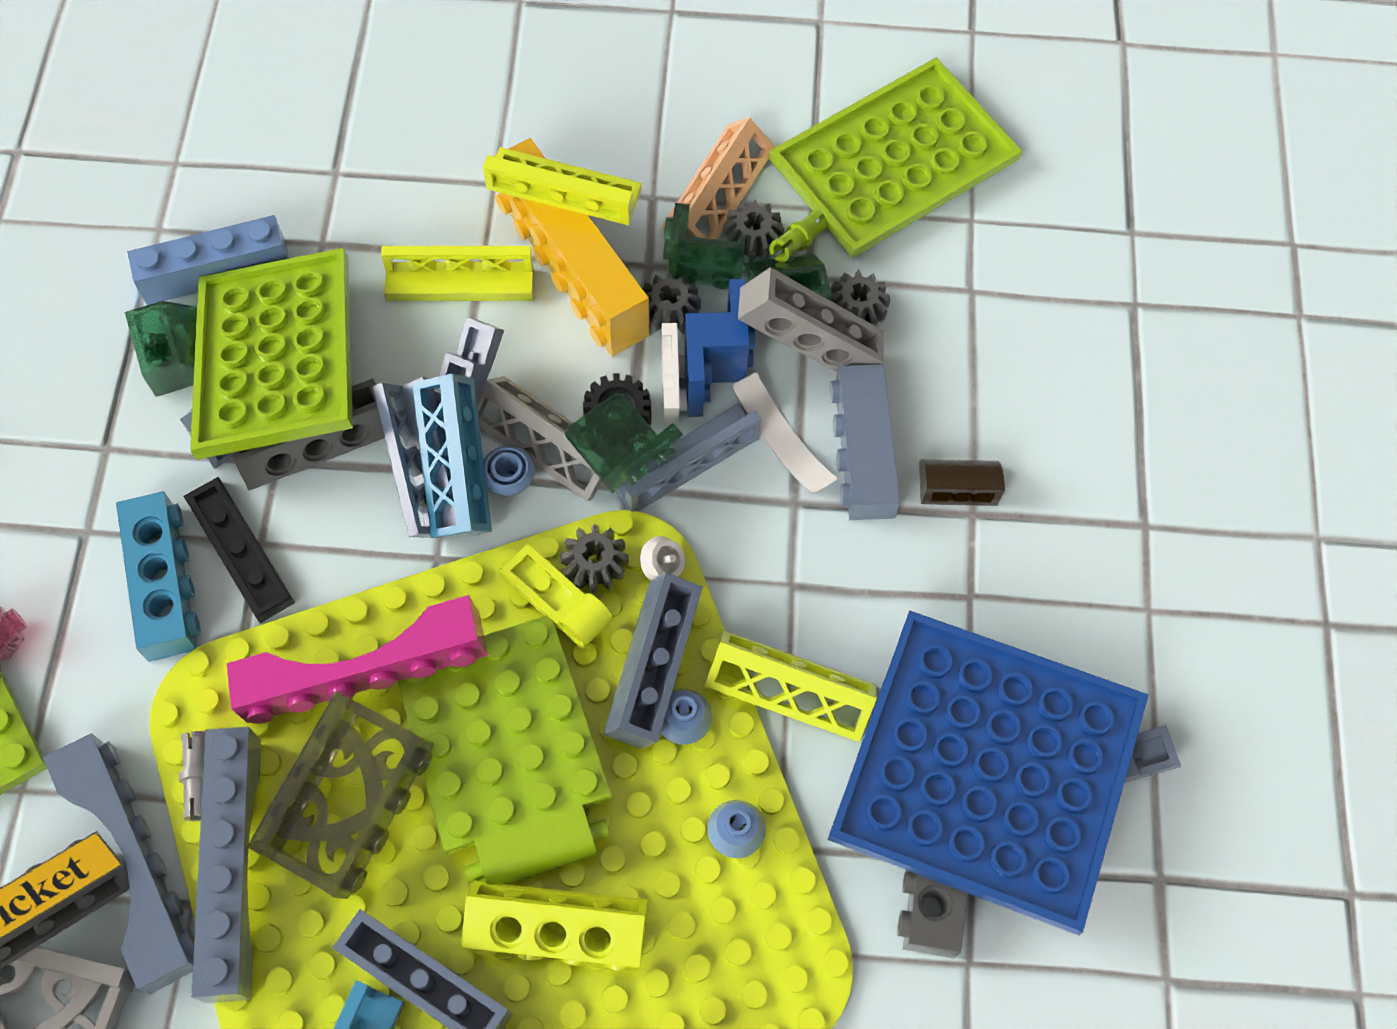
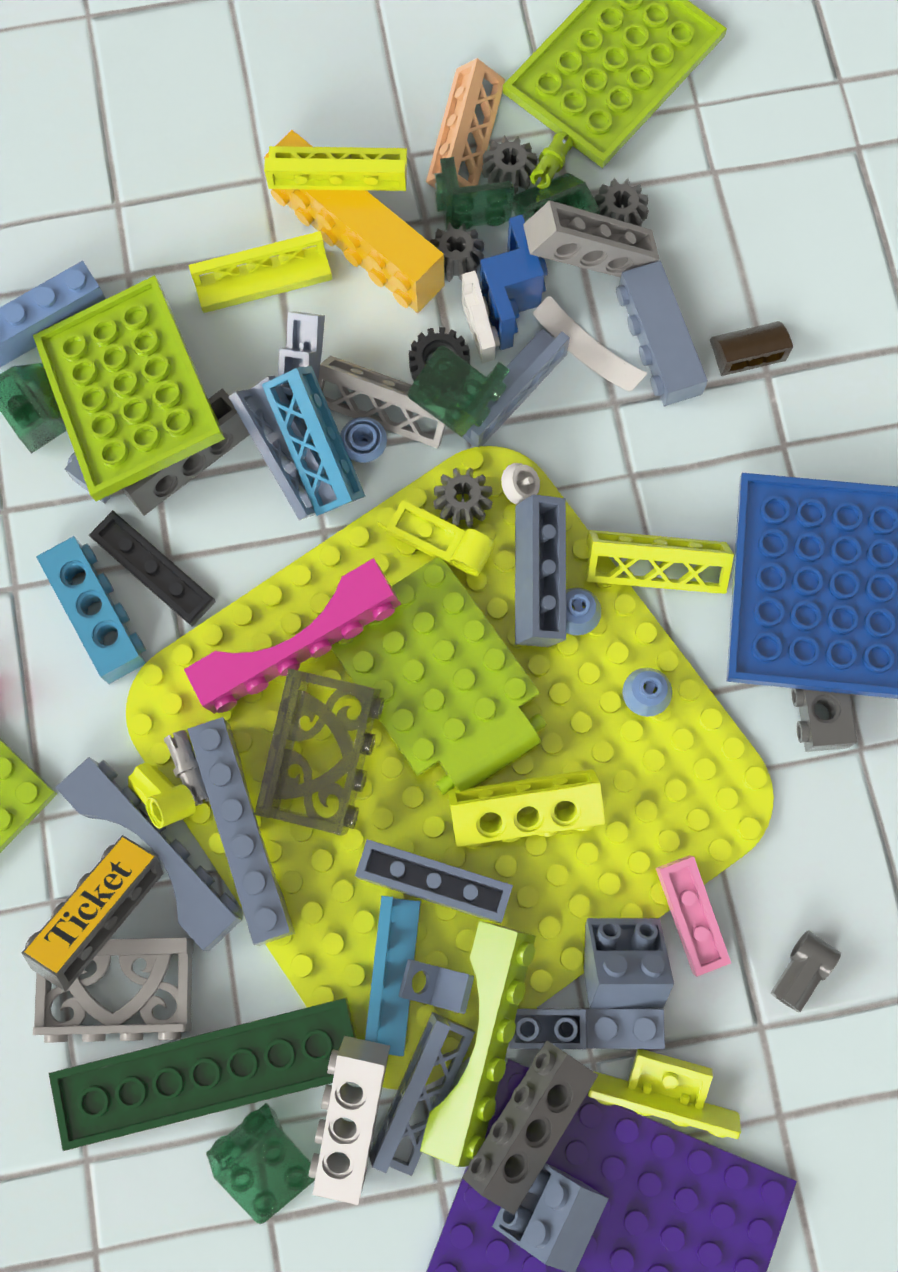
camera: 10 degrees left, 10 degrees up
(154, 800) = (162, 799): none -> neon yellow piece

